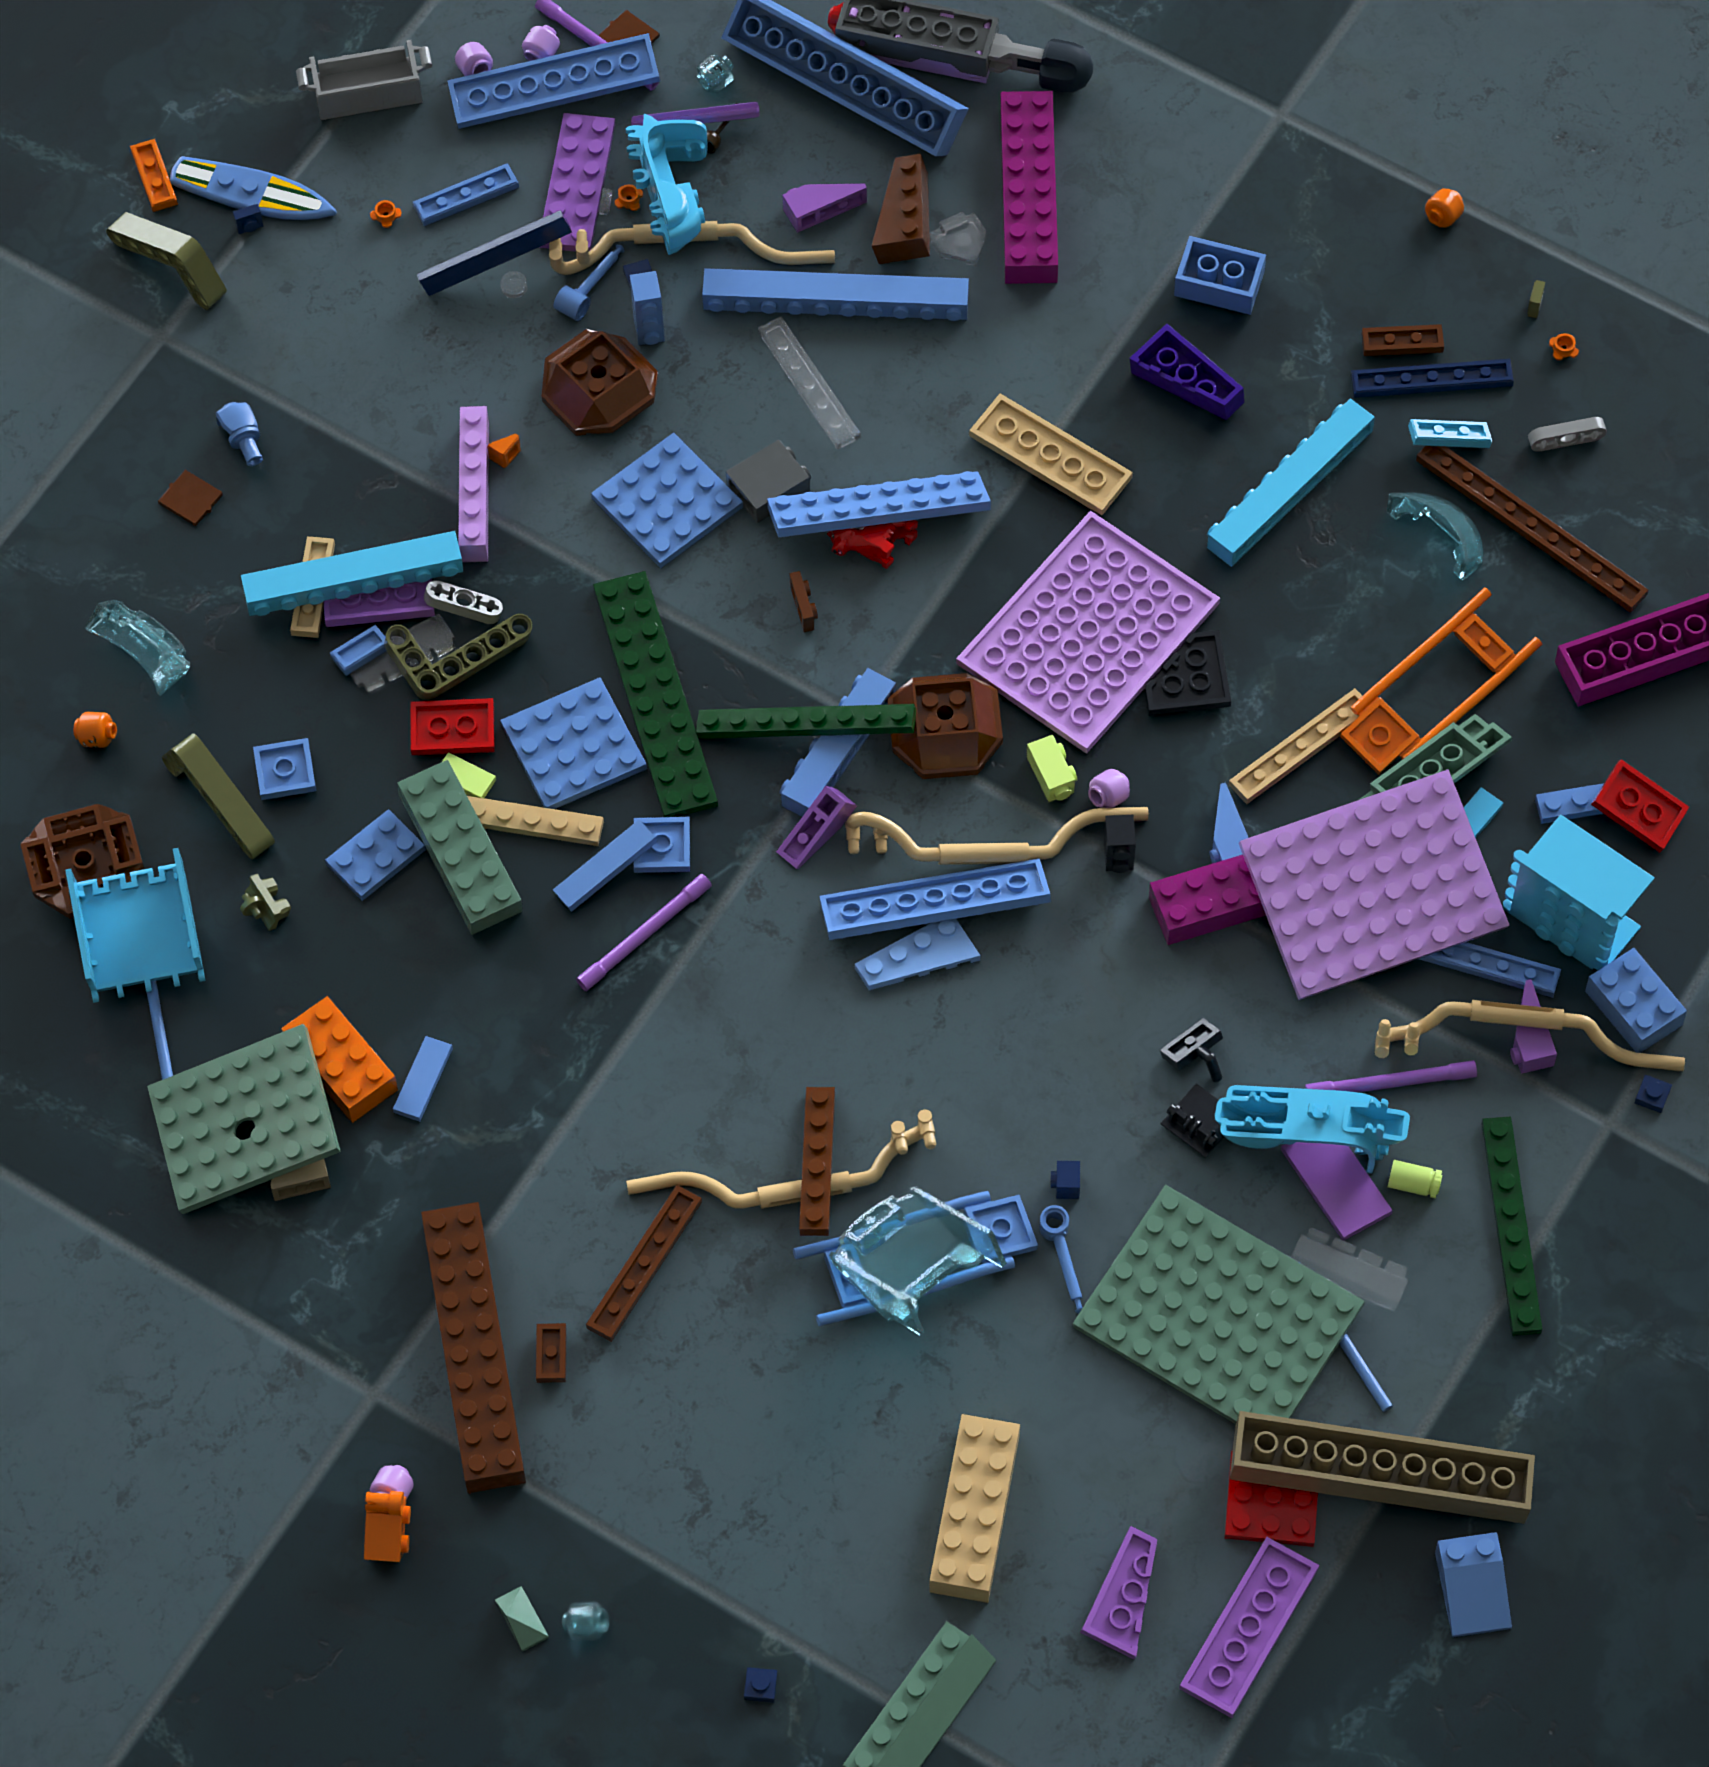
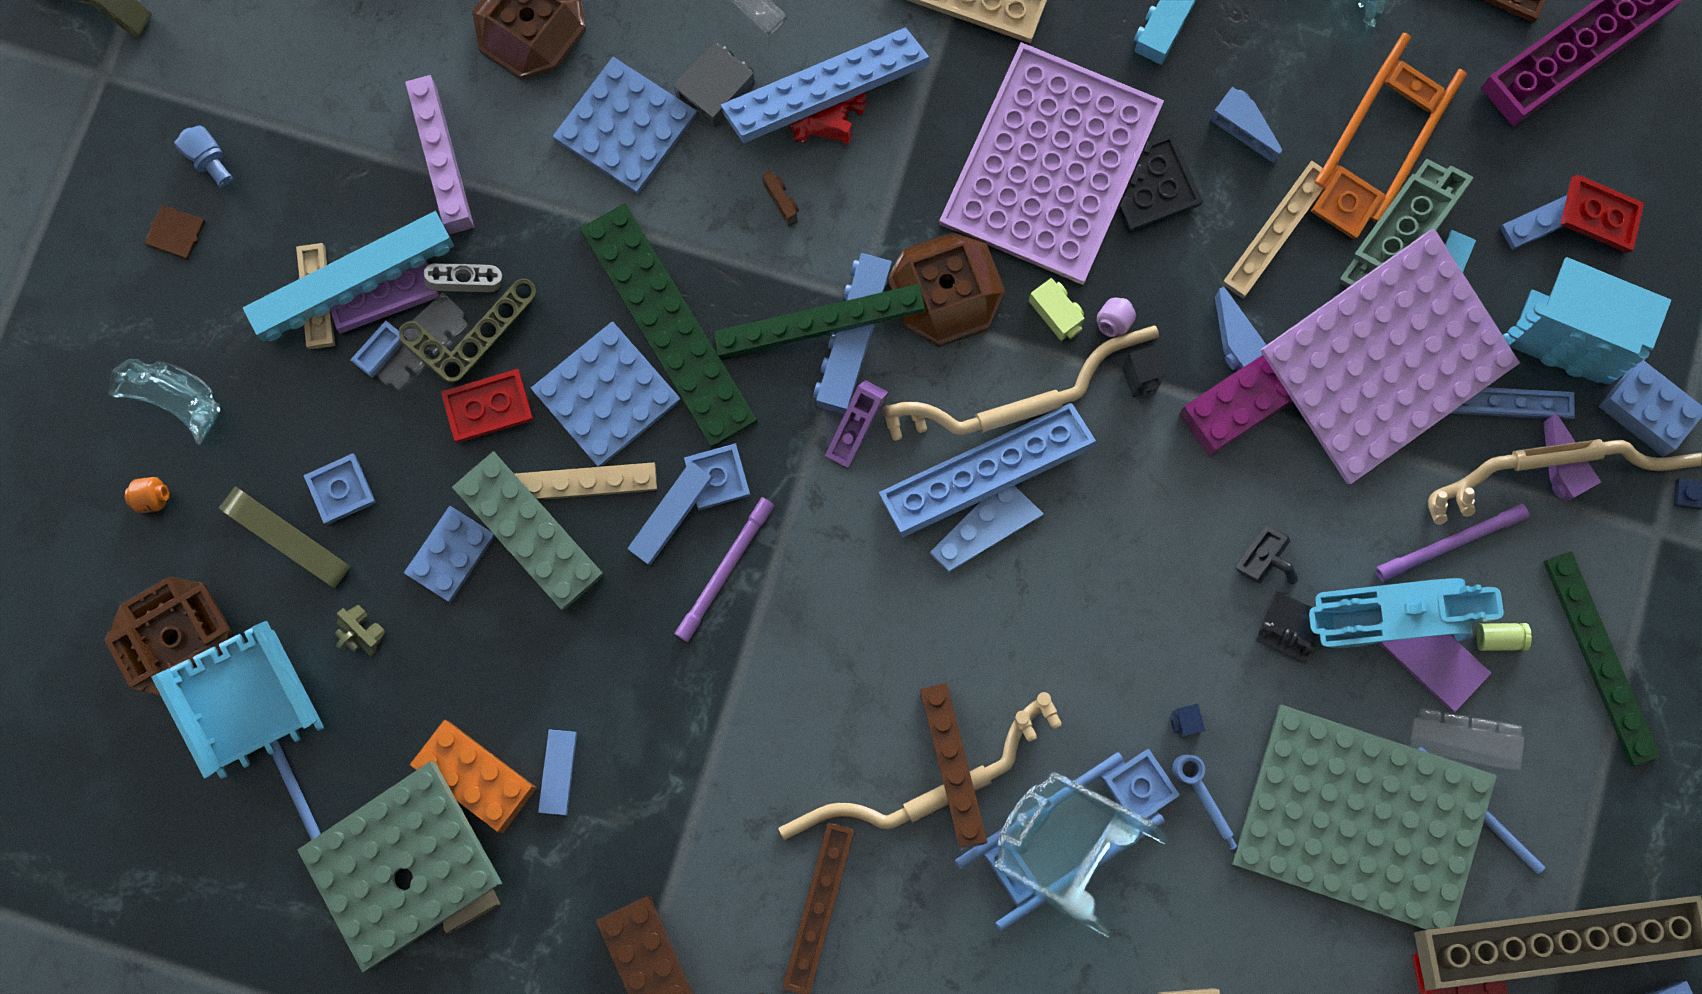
camera: 15 degrees left, 15 degrees up
(473, 779) = (514, 452): yellowish green tile -> none
(504, 450) = (459, 112): orange slope -> none
(1295, 634) = (1244, 121): none -> medium blue slope

